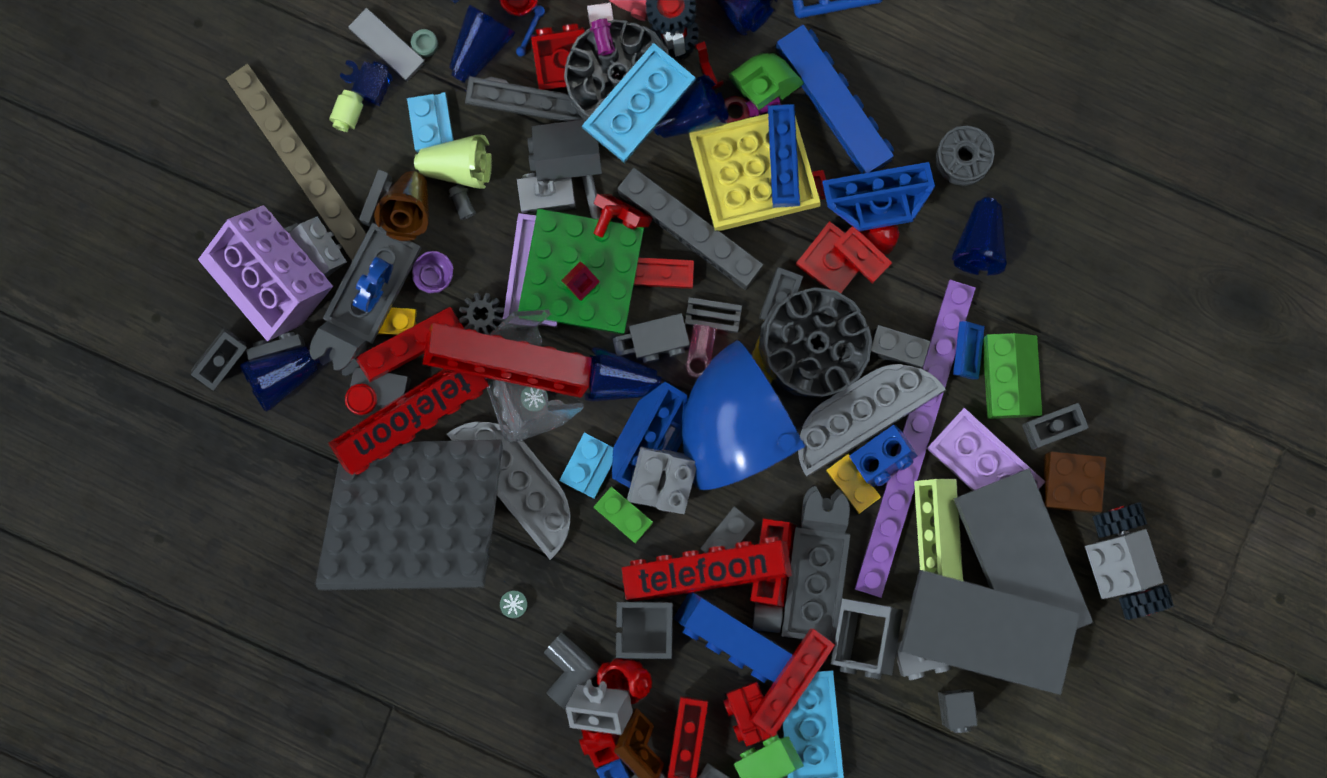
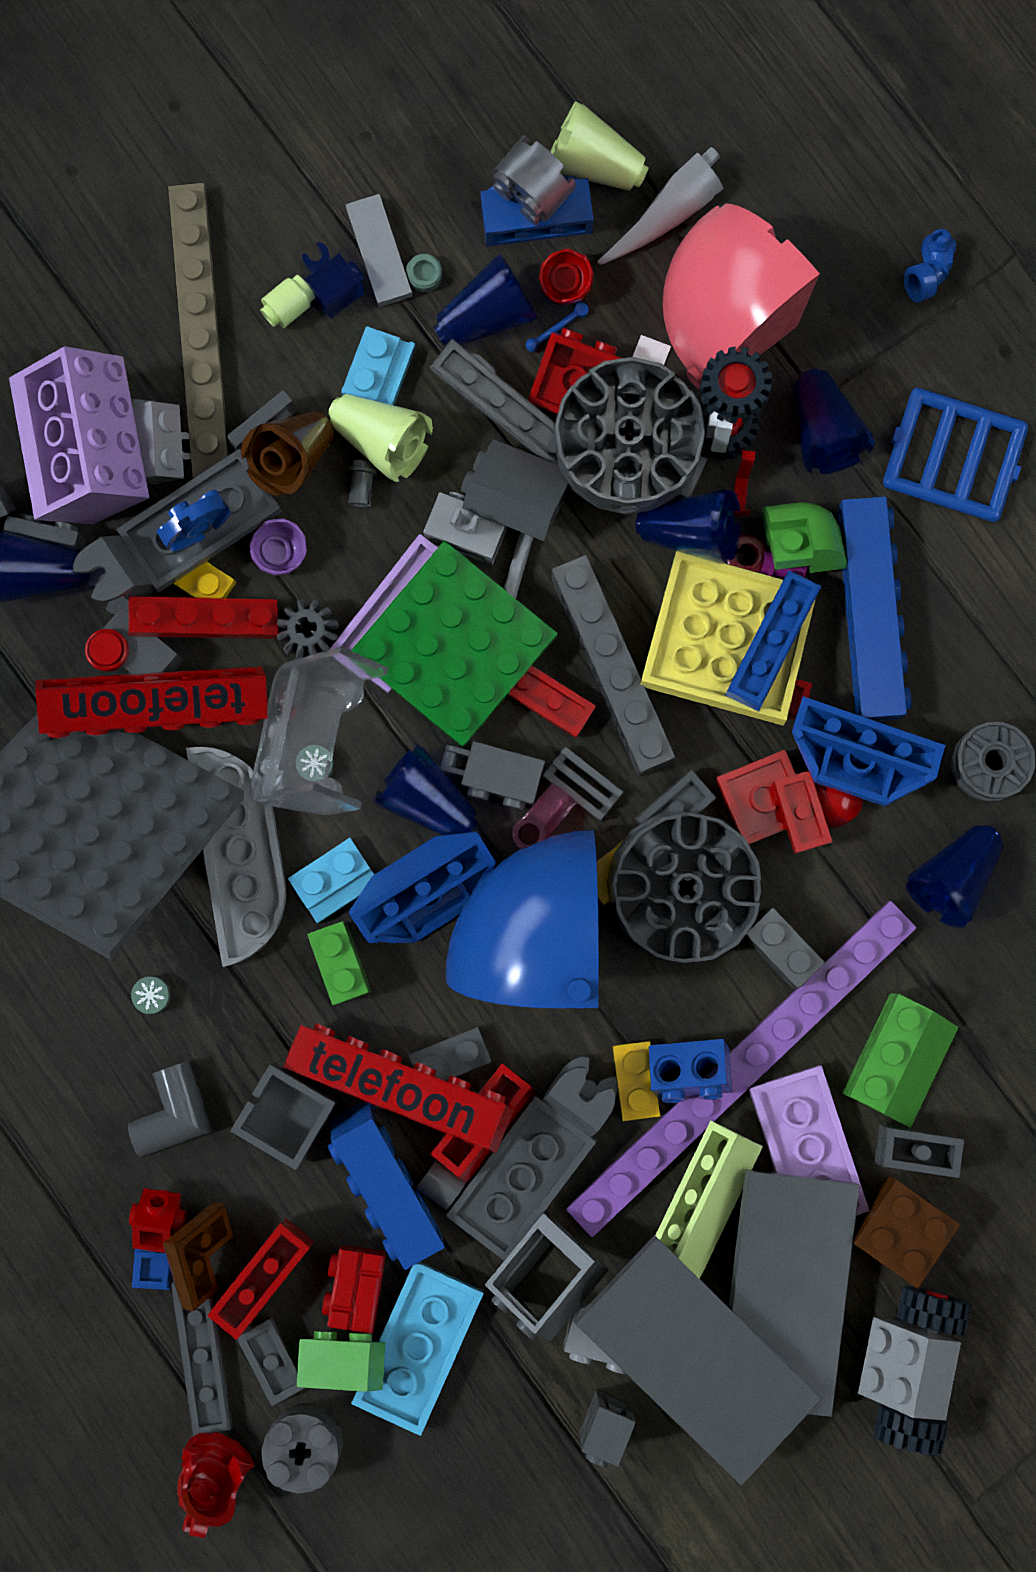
camera: 25 degrees right, 0 degrees up
(507, 360) = (303, 700): red brick -> none
(580, 281) = (444, 654): dark red plate -> none
(599, 708) = (176, 1181): light grey brick -> none
(603, 37) = (635, 375): magenta pin -> none
(615, 207) = (538, 591): red plate -> none
(626, 676) = (227, 1162): red hair -> none
(639, 102) = (633, 479): medium azure plate -> none
(662, 480) = (408, 948): light grey brick -> none
(791, 682) = (424, 1281): red plate -> none
(863, 412) = (696, 1001): light grey plate -> none
(968, 350) = (865, 999): blue tile -> none

